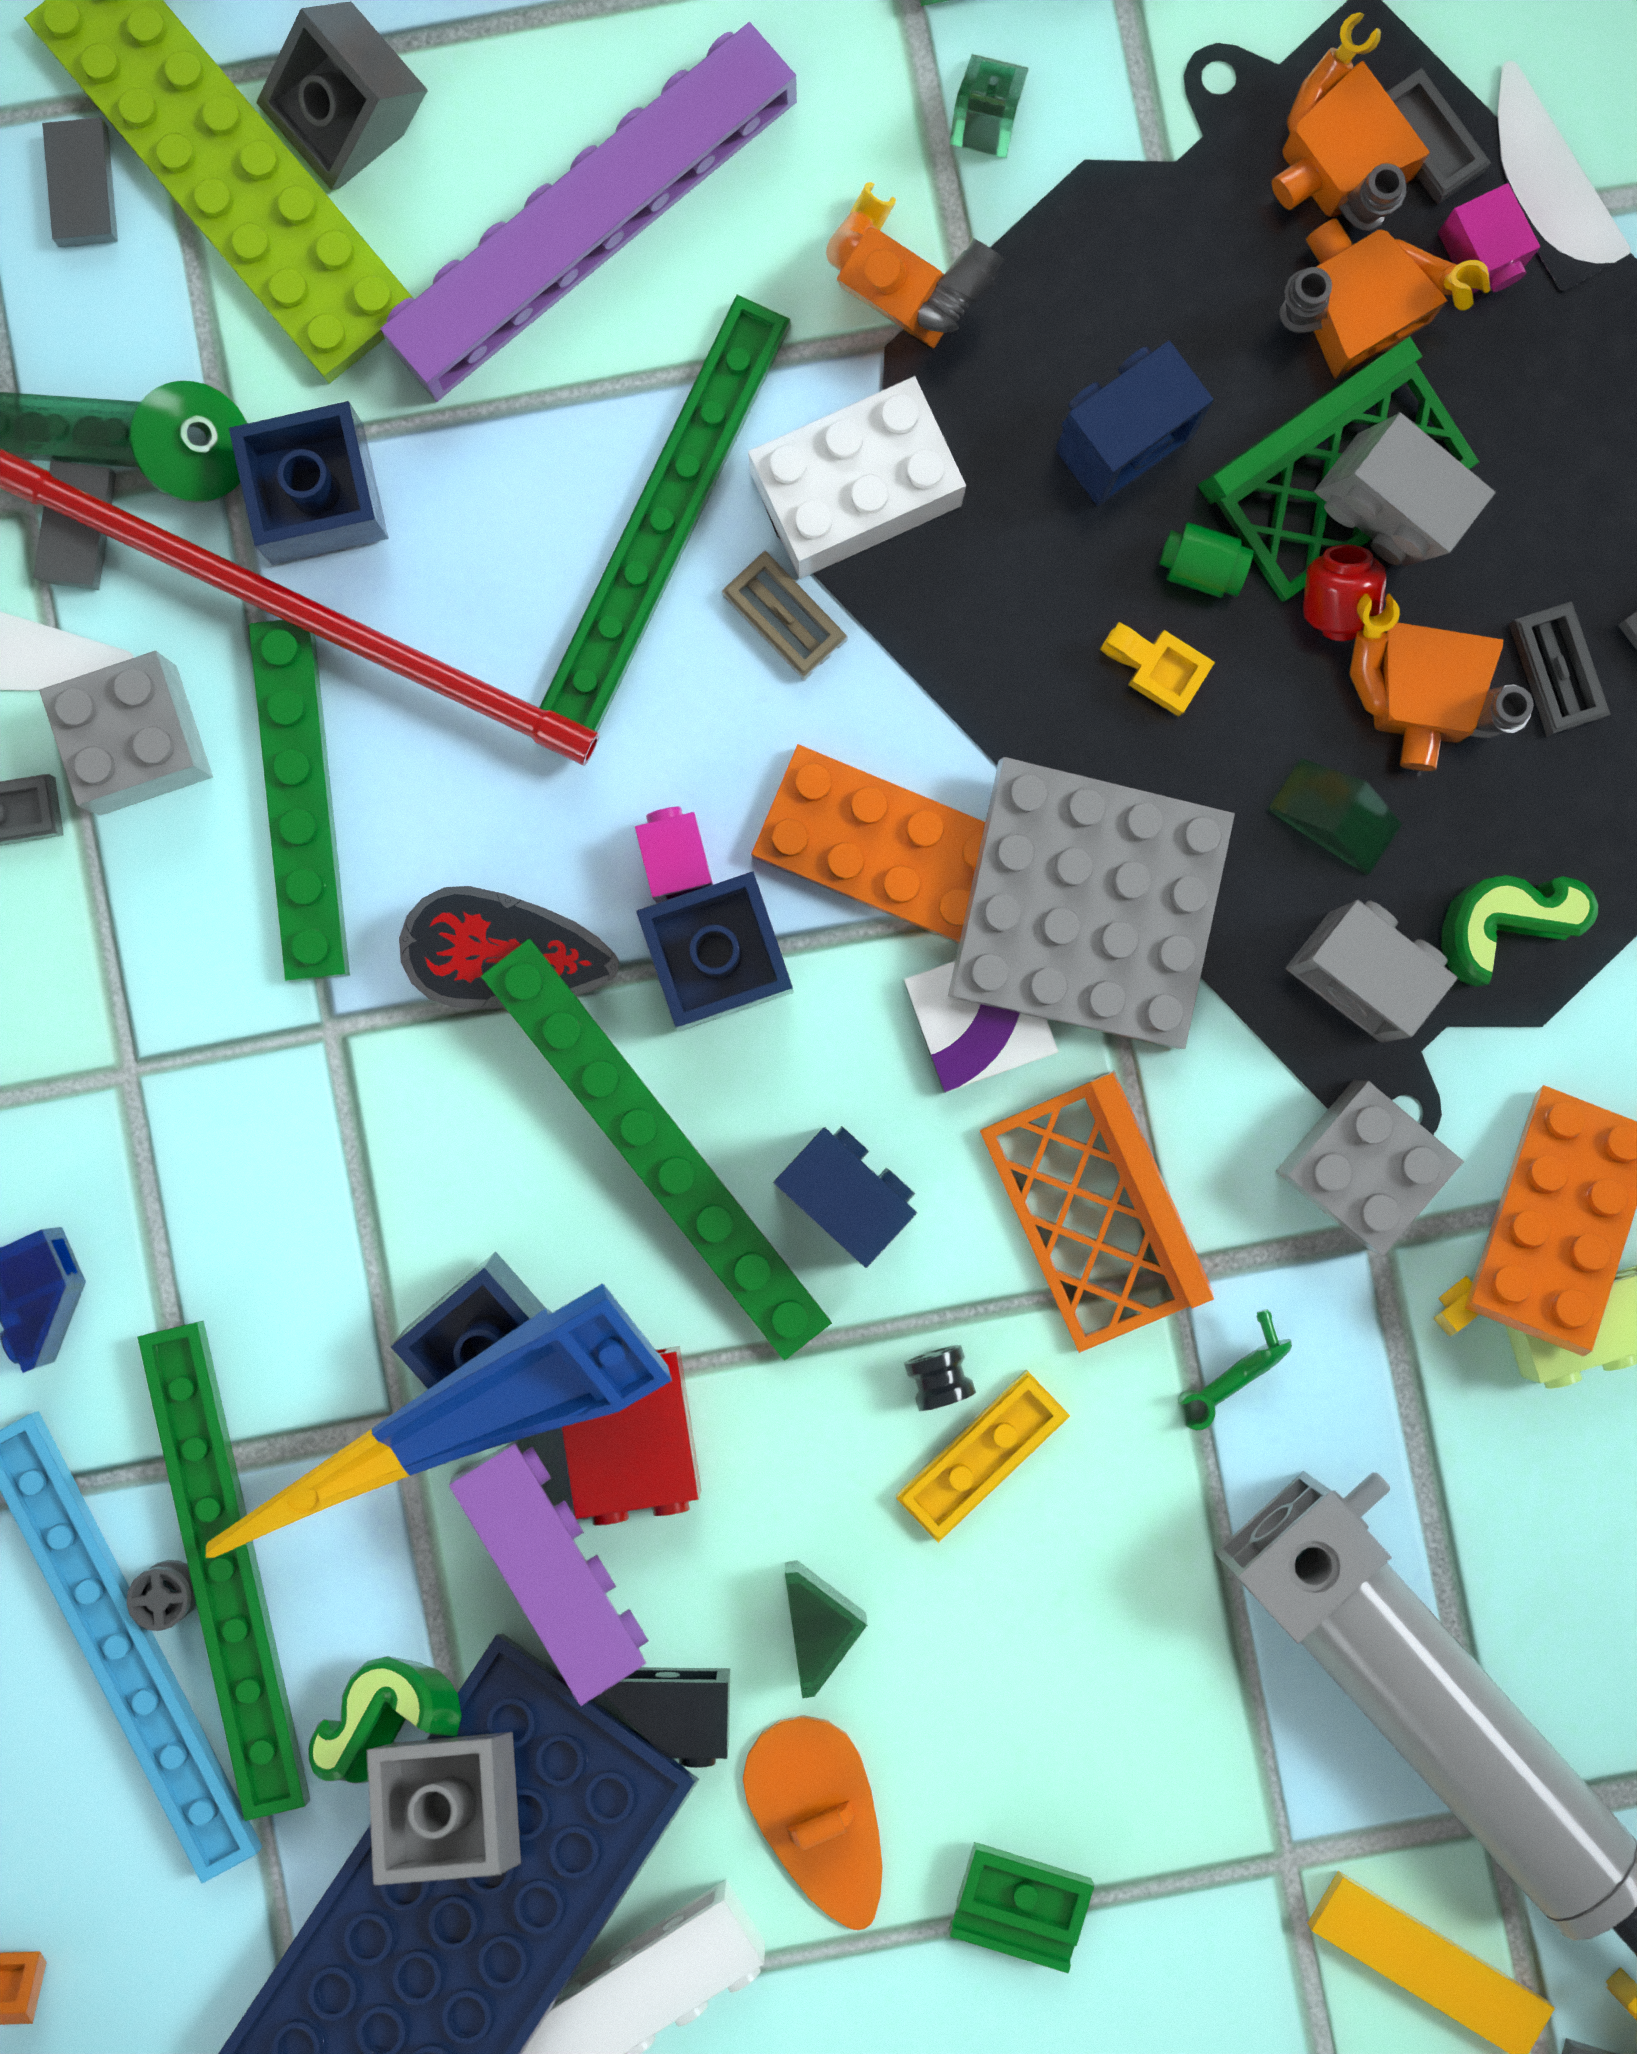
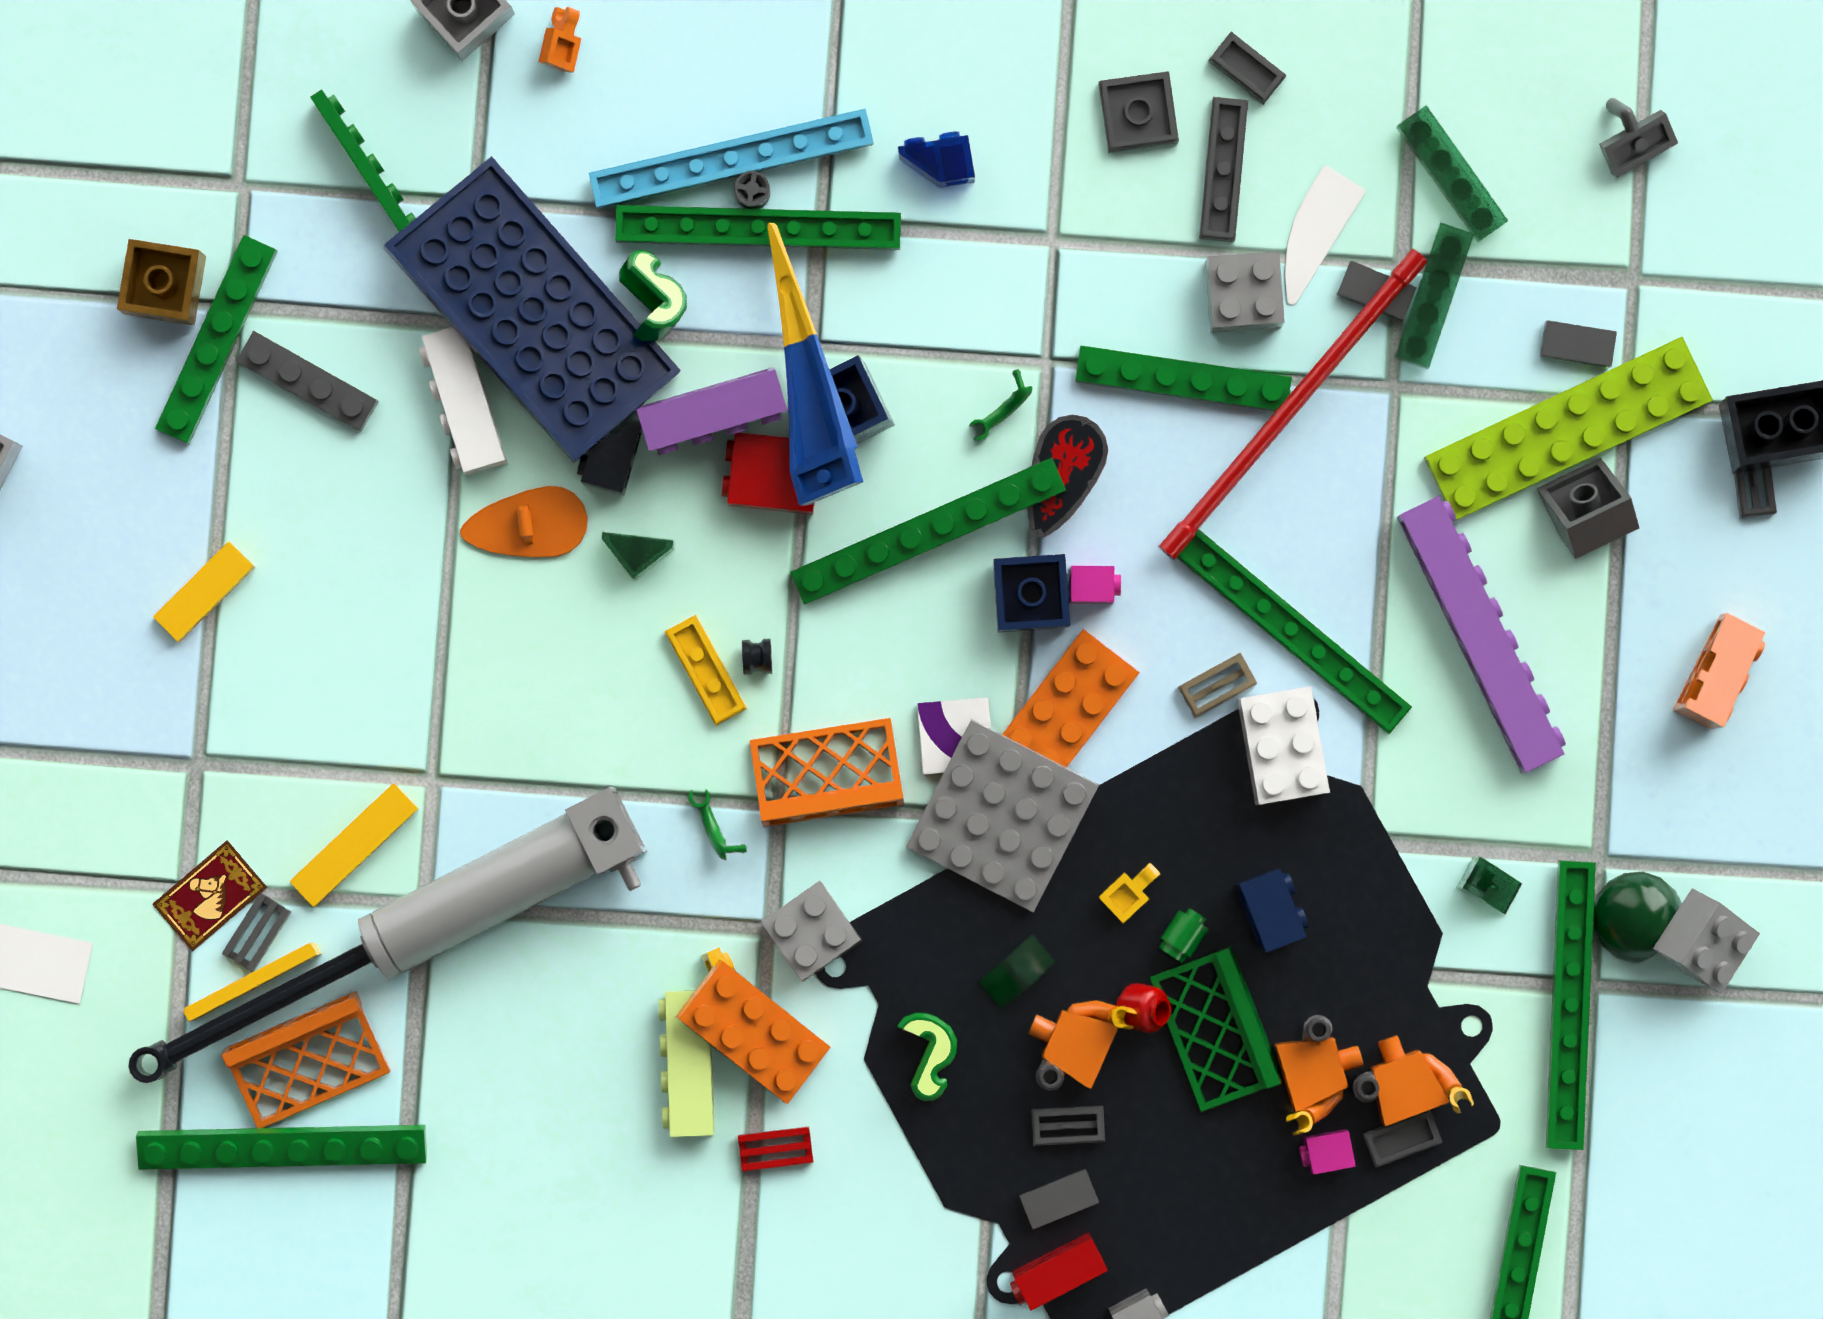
camera: 105 degrees right, 0 degrees up
(166, 453) = (1405, 355): green dish -> none
(308, 483) = (1361, 432): dark blue brick -> none
(421, 1074) = (1006, 408): none -> green piece
(443, 1808) = (600, 321): light grey brick -> none
(846, 1195) = (875, 629): dark blue brick -> none
(900, 281) = (1390, 799): orange torso -> none
(1021, 1907) = (450, 623): green plate -> none
(1373, 970) = (922, 960): light grey brick -> none
(1403, 492) = (1188, 1051): light grey brick -> none
(1552, 189) = (1353, 1202): white sticker -> none

